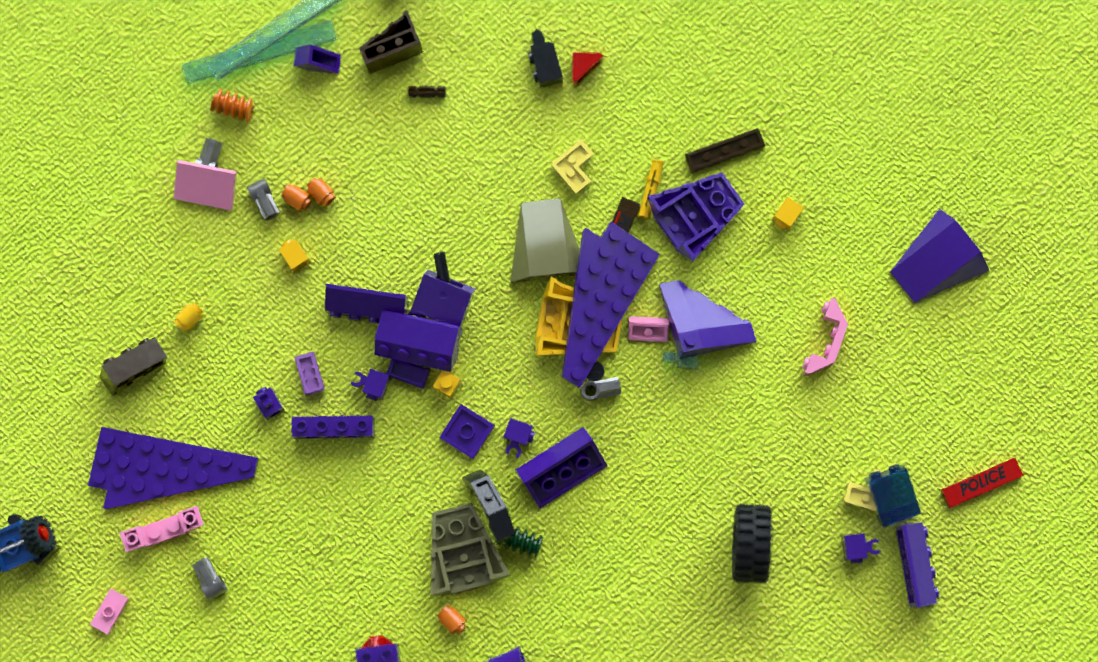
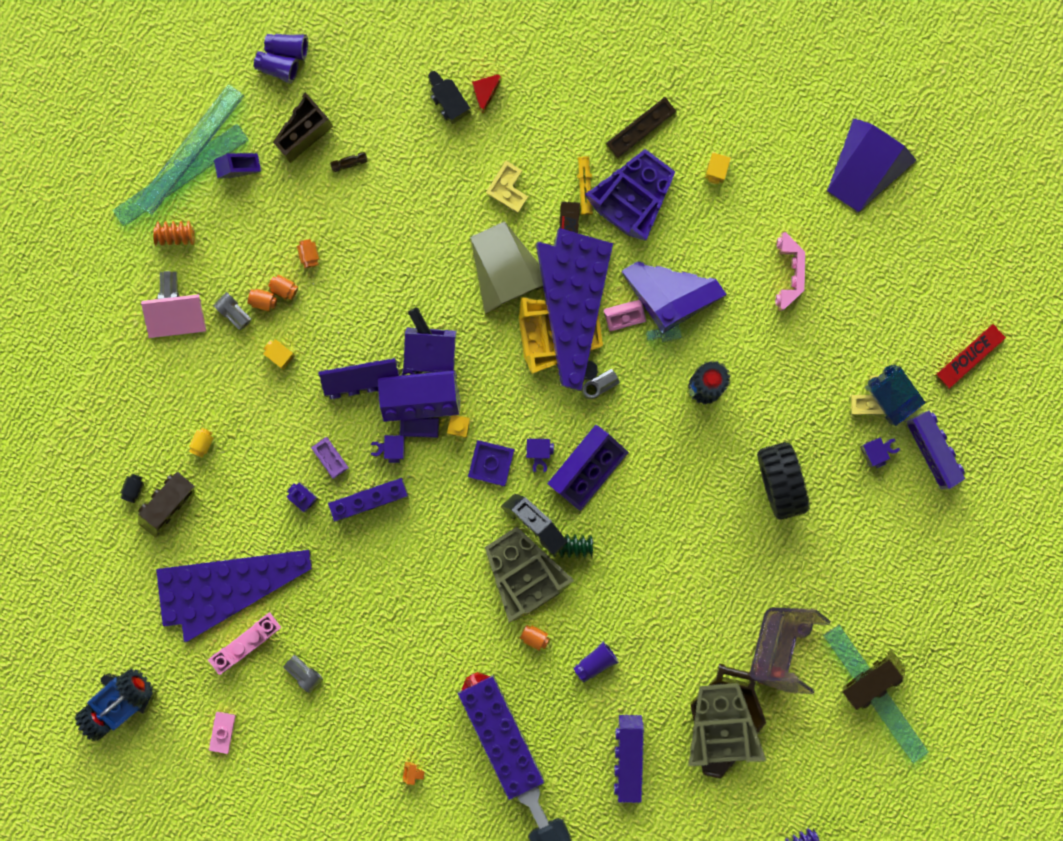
camera: 20 degrees left, 5 degrees up
(105, 339) = (132, 488): none -> black brick
(356, 167) = (308, 253): none -> orange brick
(708, 420) = (708, 382): none -> black plate

